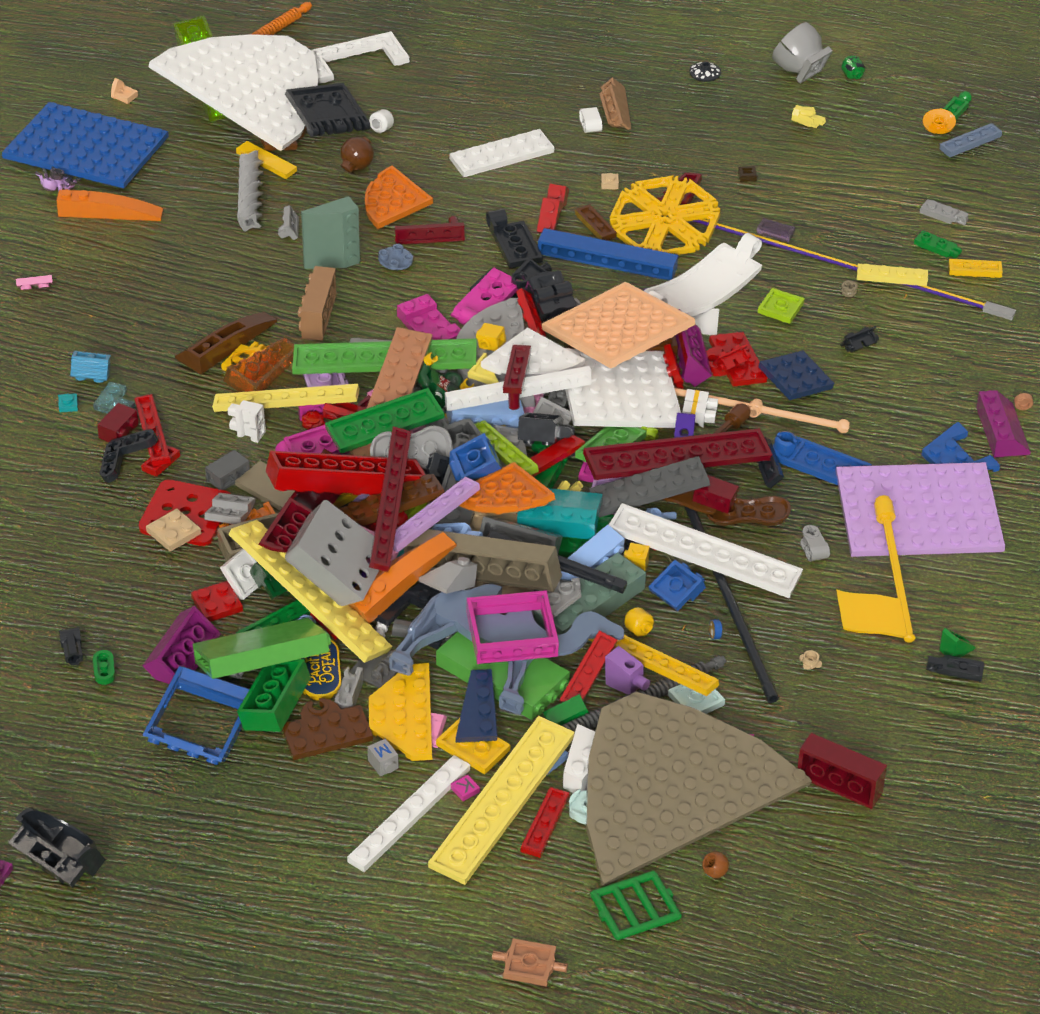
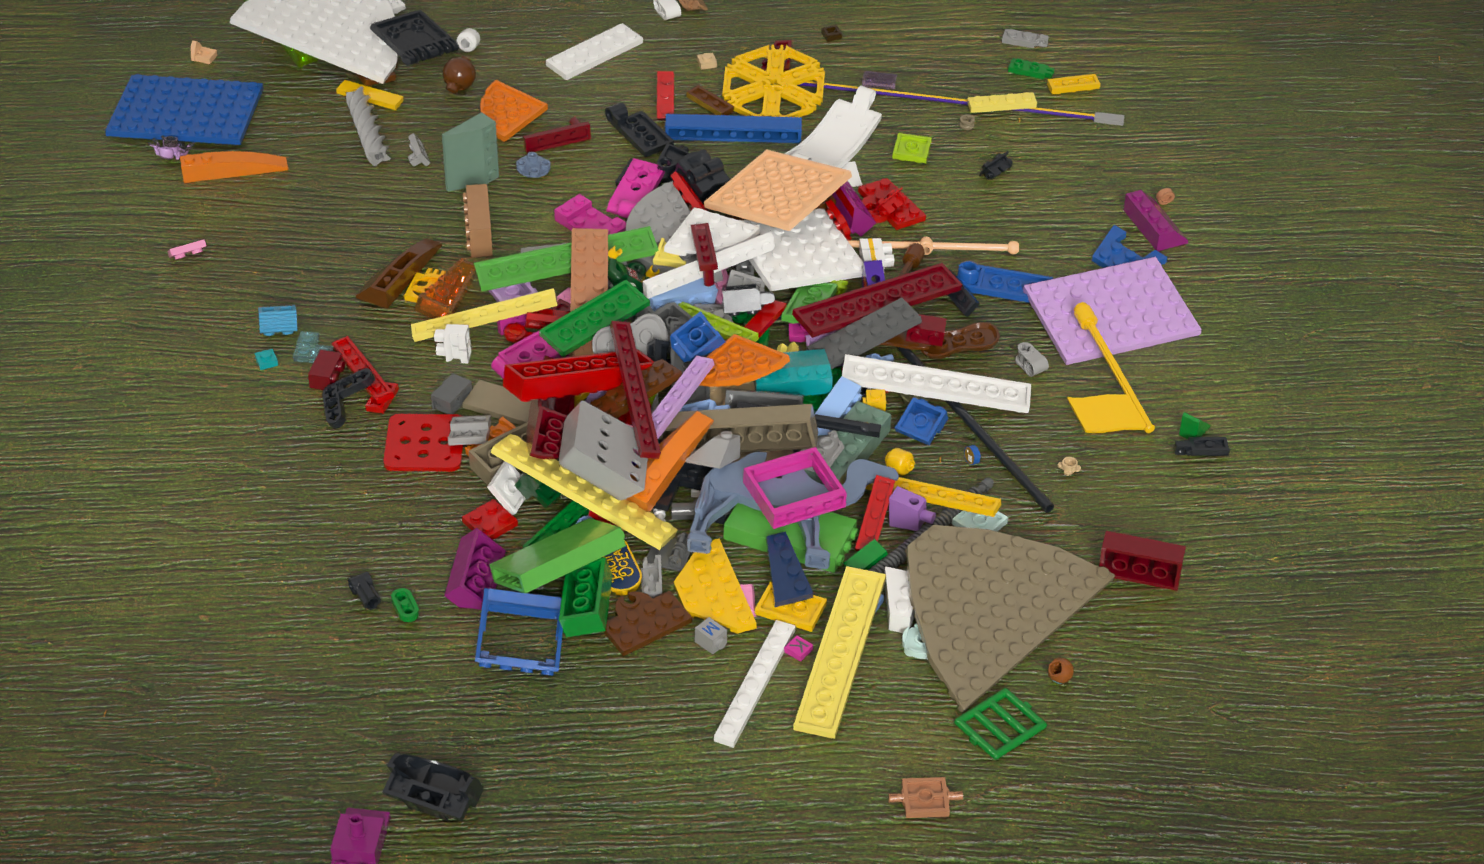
camera: 15 degrees left, 0 degrees up
(173, 530) = (421, 461): tan plate -> none
(491, 337) = (663, 222): yellow brick -> none
(545, 822) = (885, 665): red tile -> none
(796, 375) = (952, 208): dark blue plate -> none

